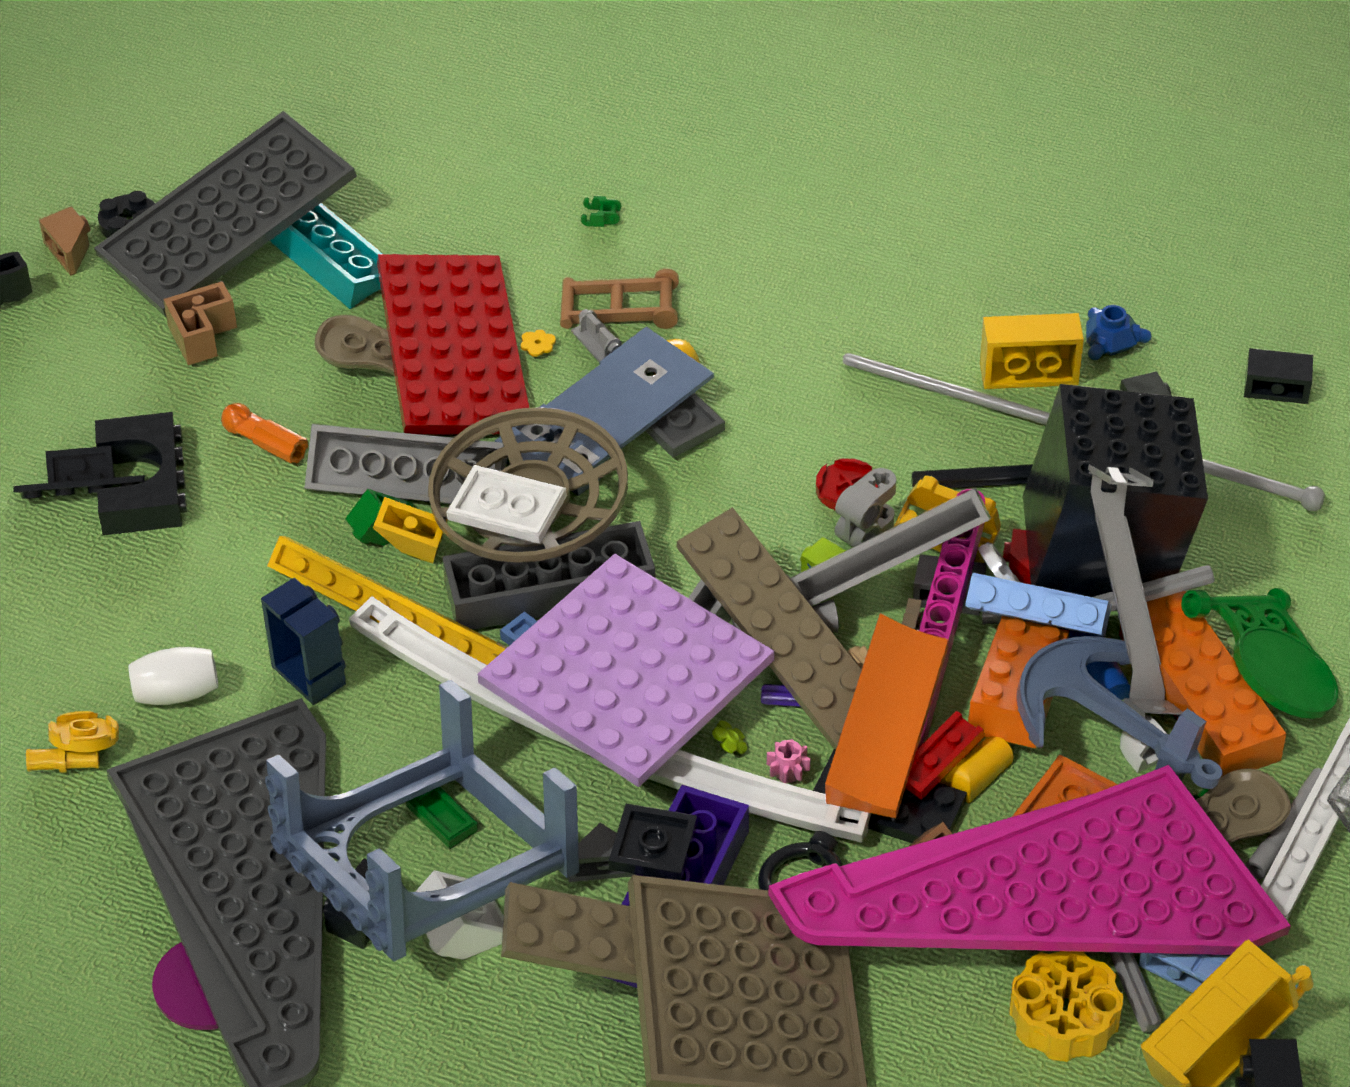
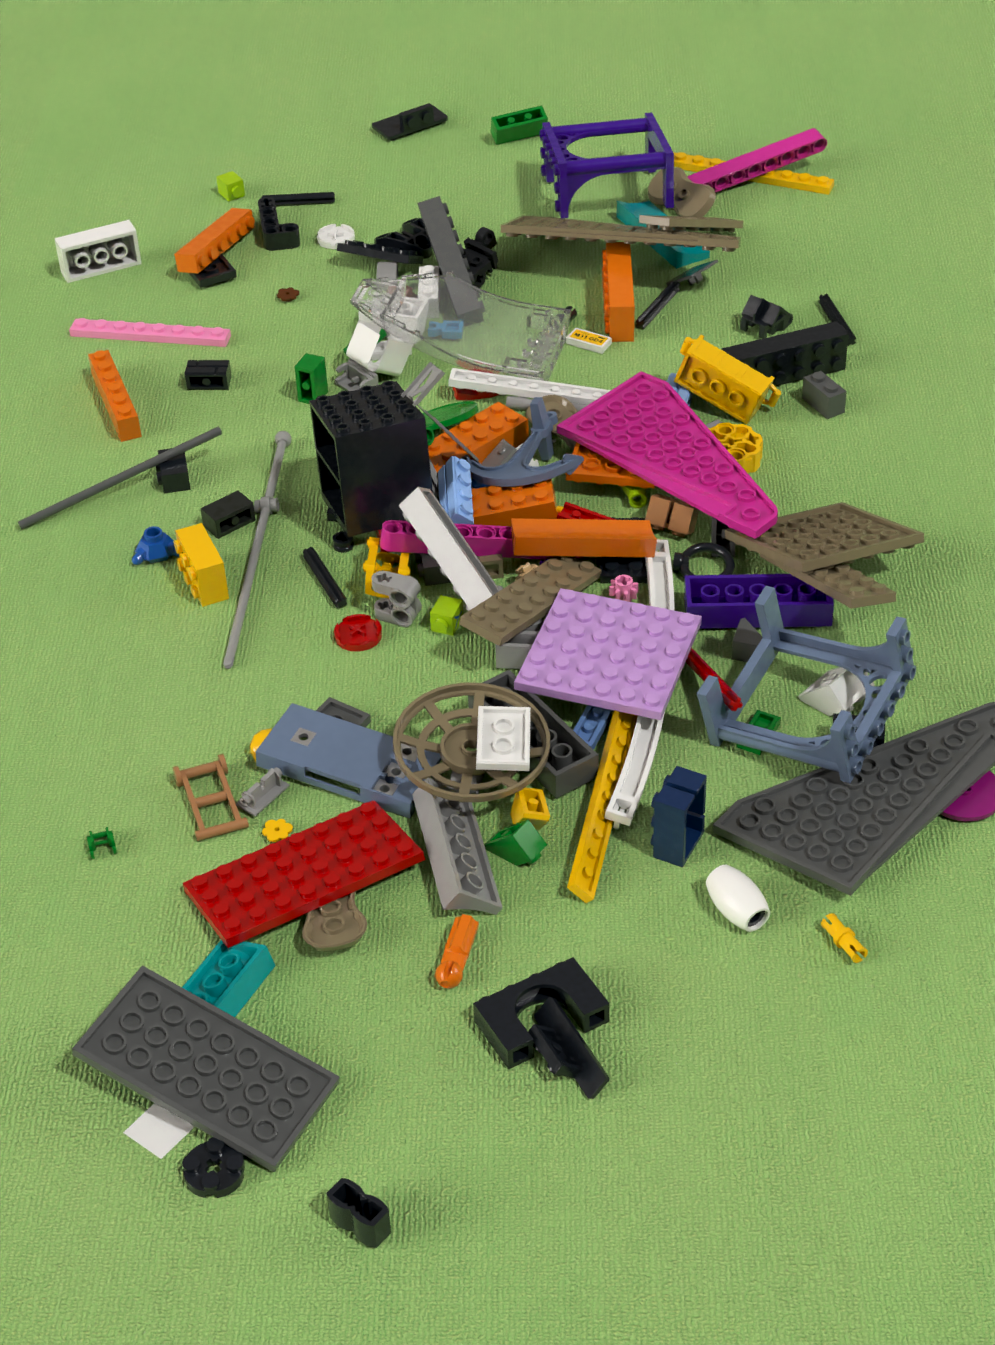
camera: 110 degrees left, 5 degrees down
(66, 237) = (269, 1194): medium nougat slope -> none
(83, 732) = (817, 930): yellow plate -> none
(197, 317) = (351, 1041): medium nougat brick -> none
(536, 766) = (702, 669): none -> red axle
(653, 842) = (741, 593): black plate -> none
(1267, 317) = (114, 480): none -> dark grey piece

